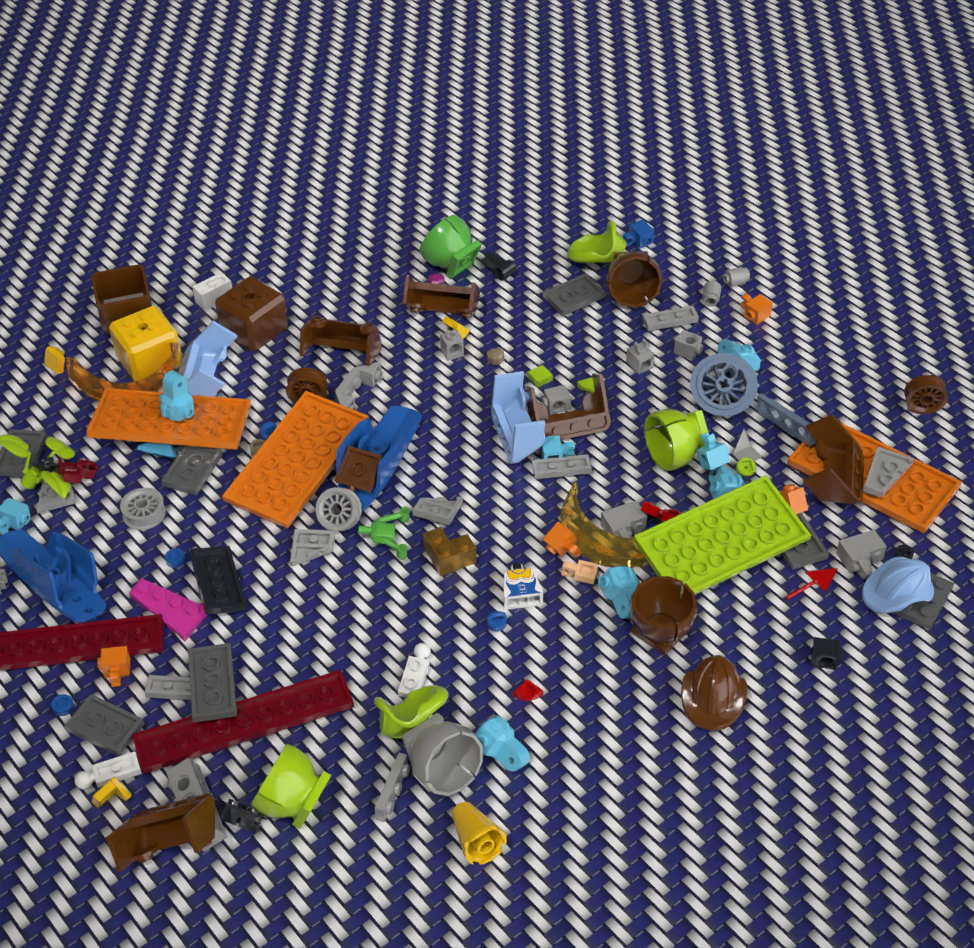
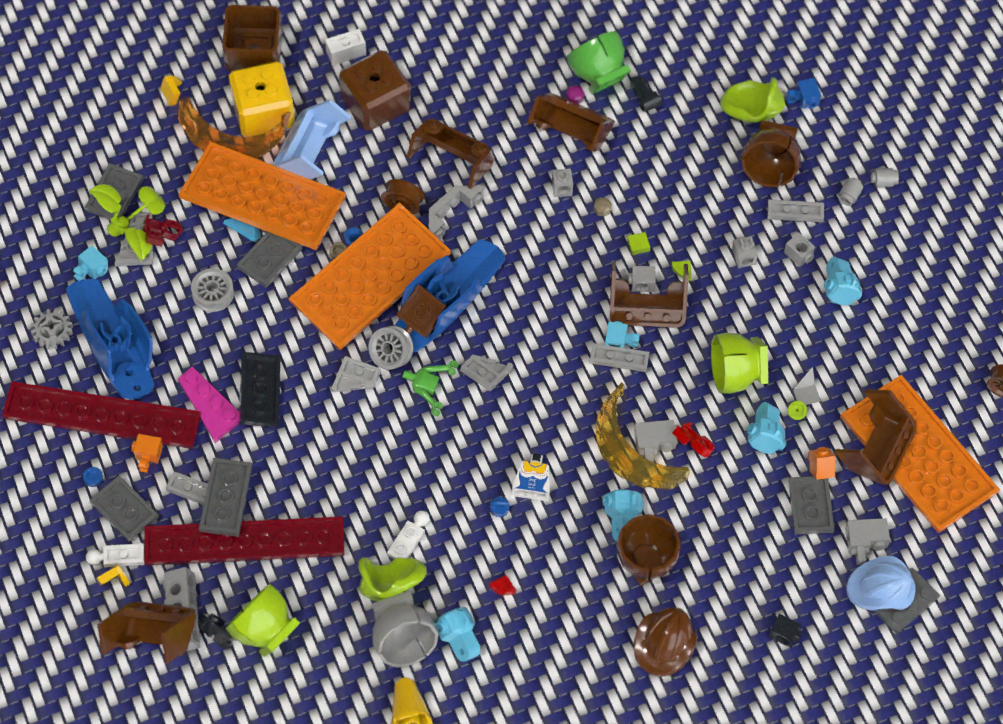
camera: 15 degrees right, 15 degrees up
(47, 464) = (134, 219): black bush -> none
(175, 400) = (271, 181): medium azure piece -> none
(175, 558) = (228, 352): blue tile -> none
(392, 787) = (352, 644): light grey plate -> none
(448, 554) = (479, 425): pearl gold brick -> none
(462, 330) = (576, 163): yellow tile -> none
(511, 419) = (590, 293): light blue windscreen -> none
(561, 540) = (587, 441): orange brick -> none
(573, 294) = (708, 152): dark grey plate -> none
(583, 571) = (596, 479): light nougat plate -> none
(713, 453) = (765, 392): medium azure brick -> none
(723, 536) = (737, 486): lime plate -> none
(730, 363) = (825, 292): sand blue piece -> none
(757, 308) = (888, 224): orange brick -> none
(785, 419) = (858, 366): sand blue fence -> none
(820, 577) = (818, 550): red piece -> none
(885, 471) = (928, 457): light grey wing -> none
(906, 550) = (909, 555): black bush -> none

